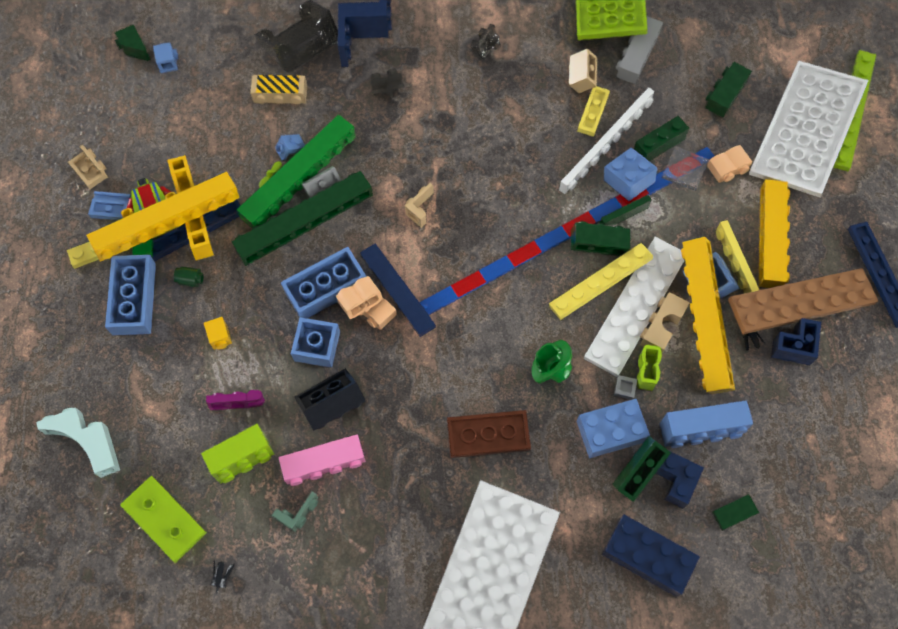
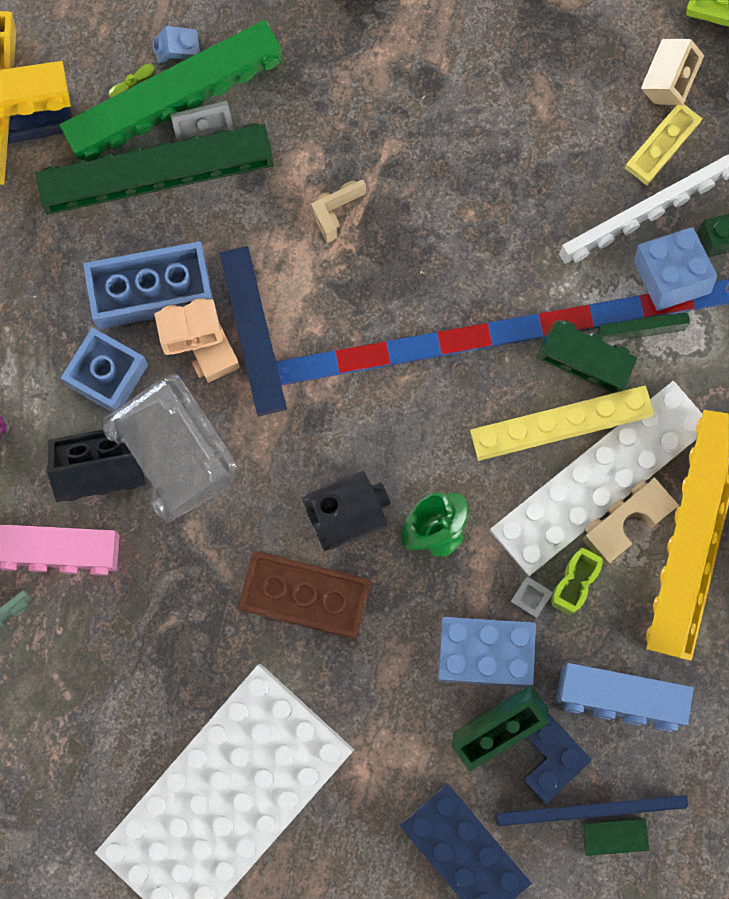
camera: 20 degrees right, 10 degrees up
(376, 370) = (173, 446): none -> clear windscreen
(495, 372) = (346, 510): none -> black cylinder
(714, 501) = (591, 810): none -> dark blue tile

